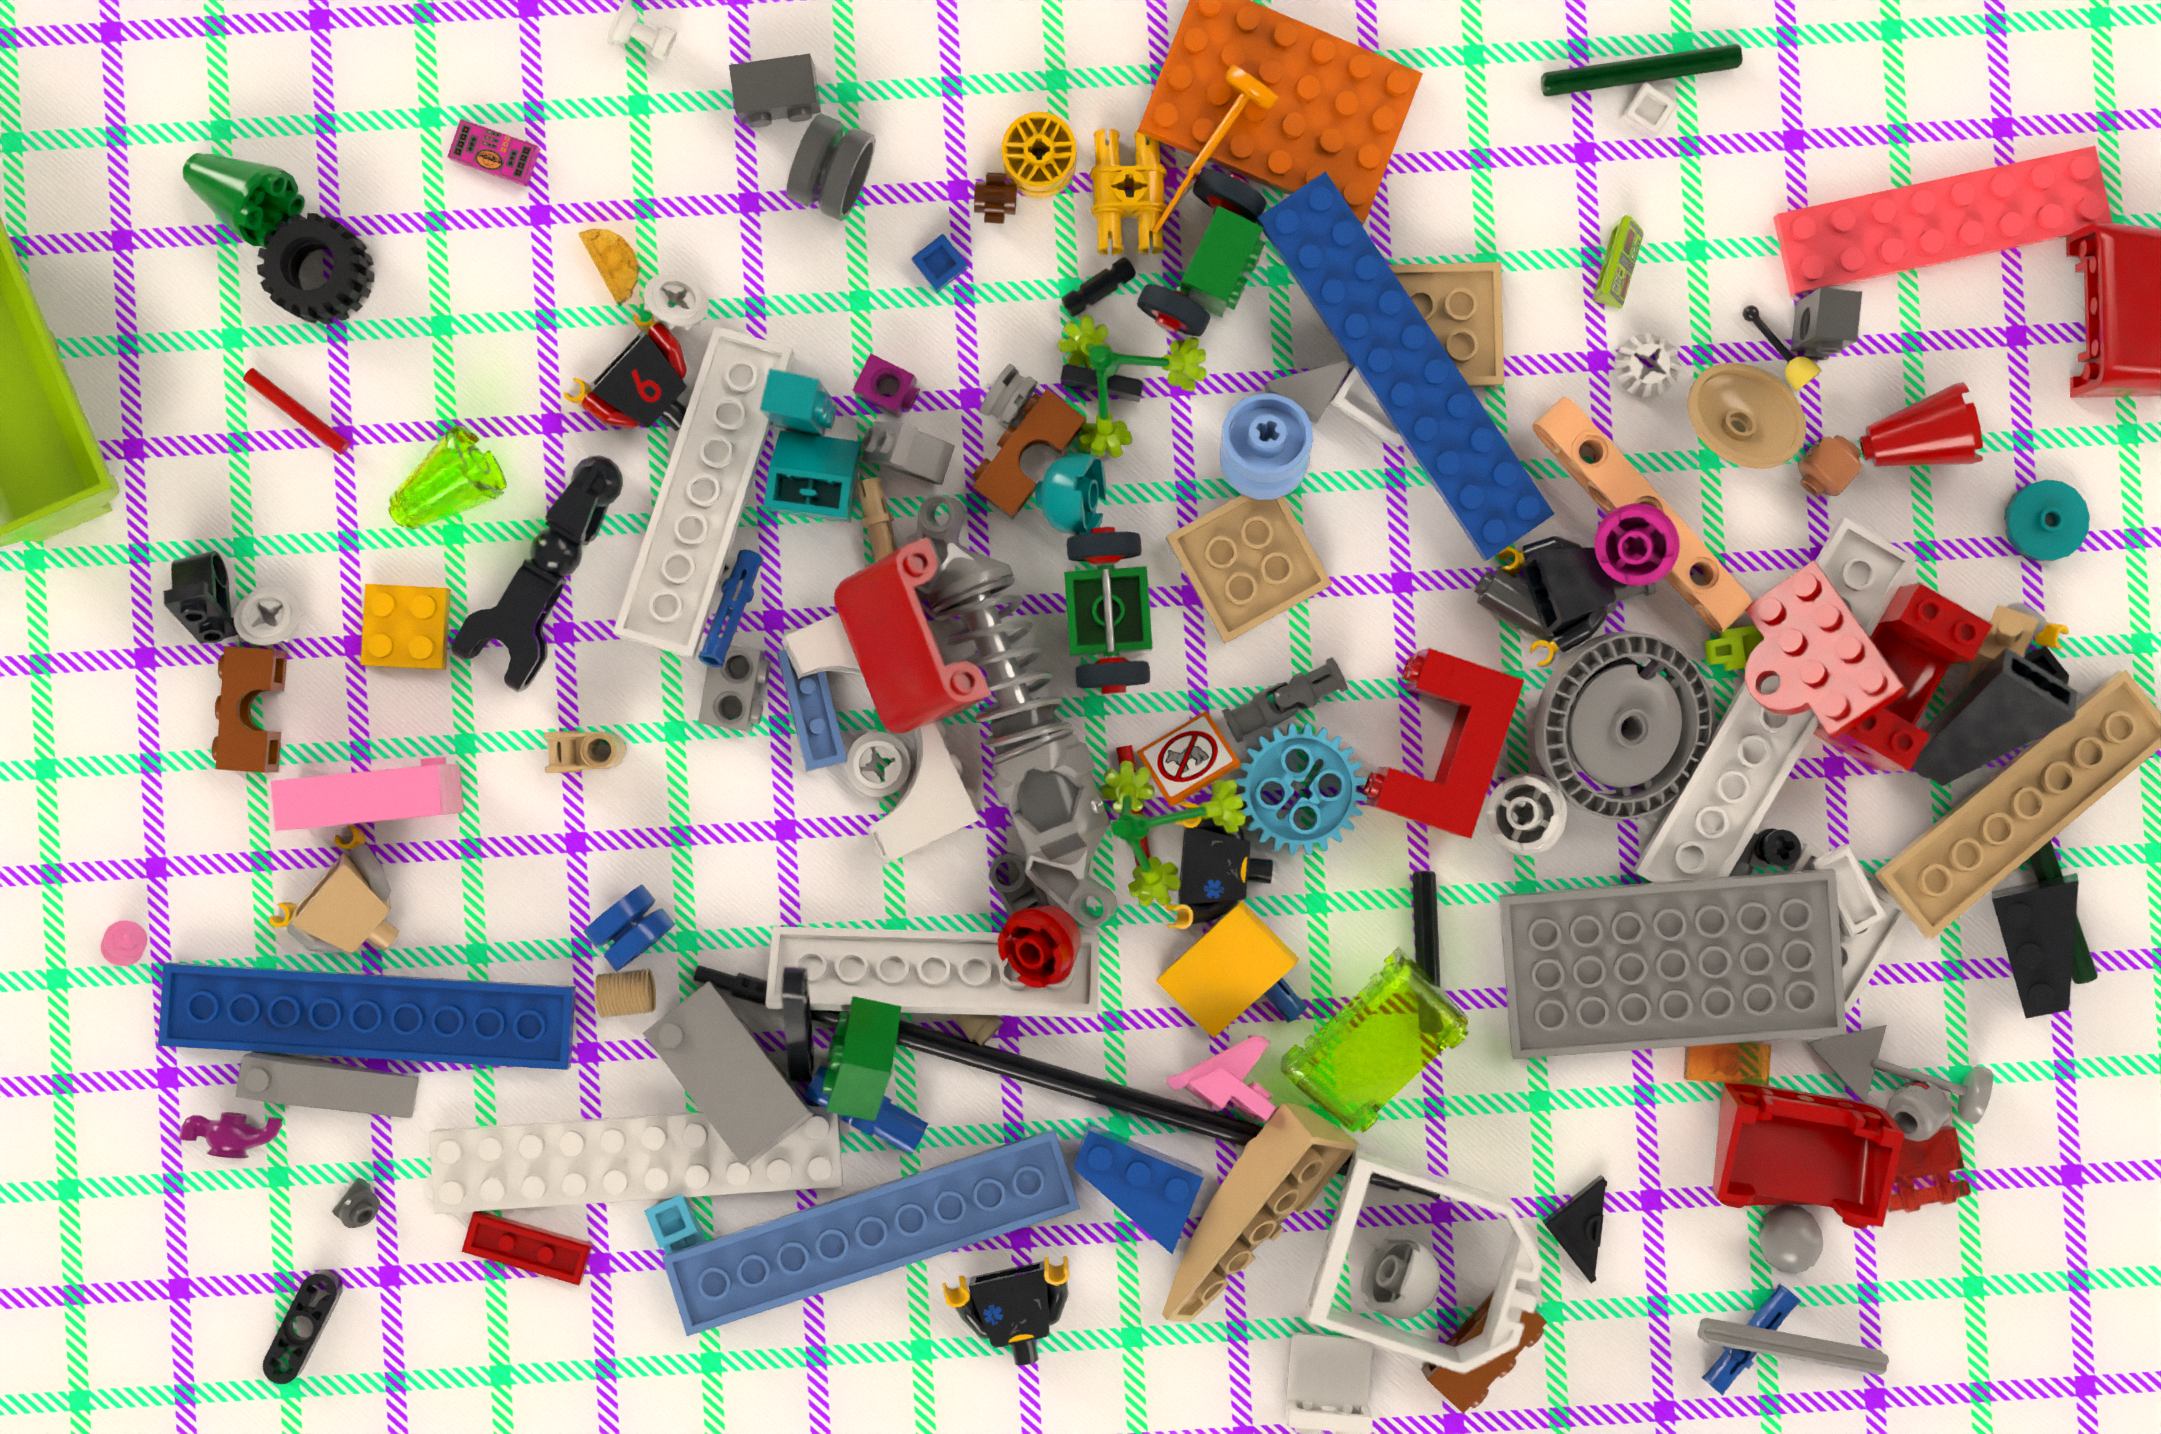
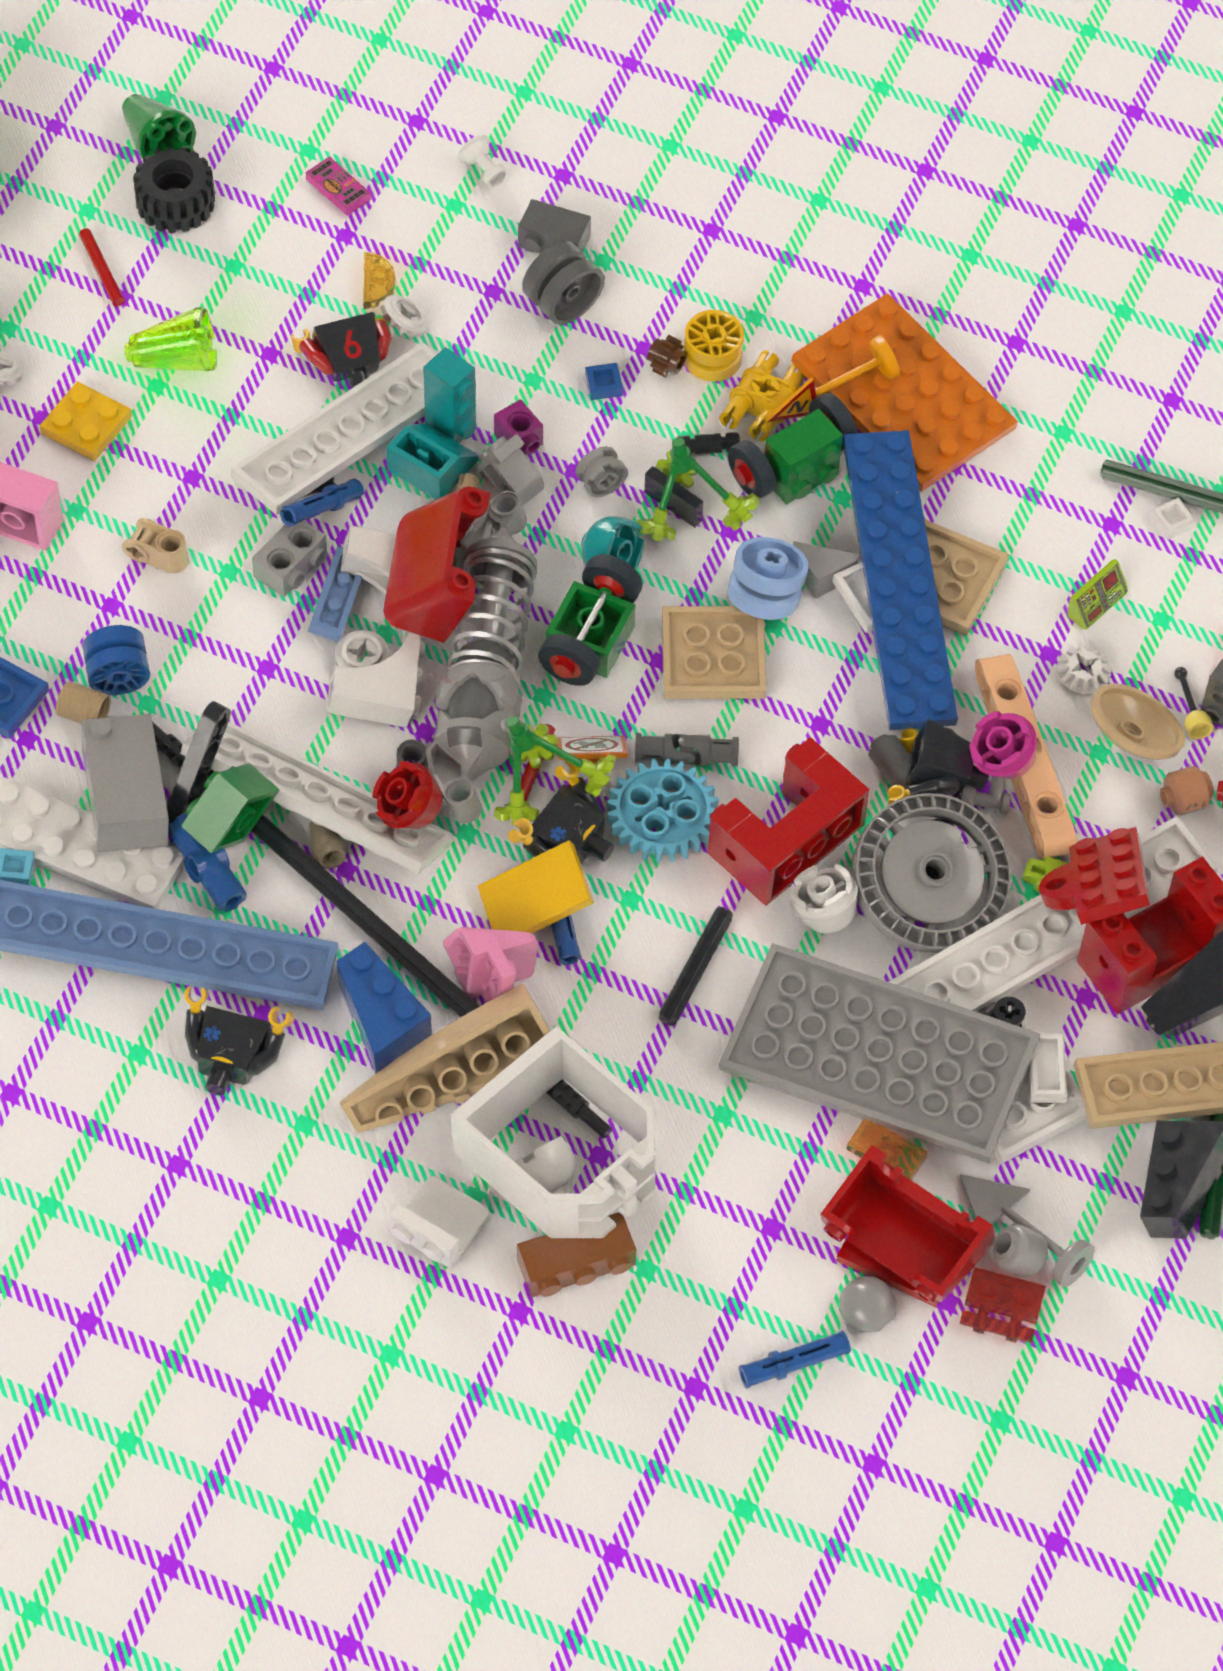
camera: 25 degrees right, 30 degrees down
(539, 582) = (251, 403): black piece -> none
(1047, 423) = (567, 519): dark orange arch -> none
(1376, 1043) = (617, 982): clear neon green windscreen -> none
(1579, 1226) = (703, 1214): black tile -> none
(1792, 1346) = (825, 1371): light grey axle -> none

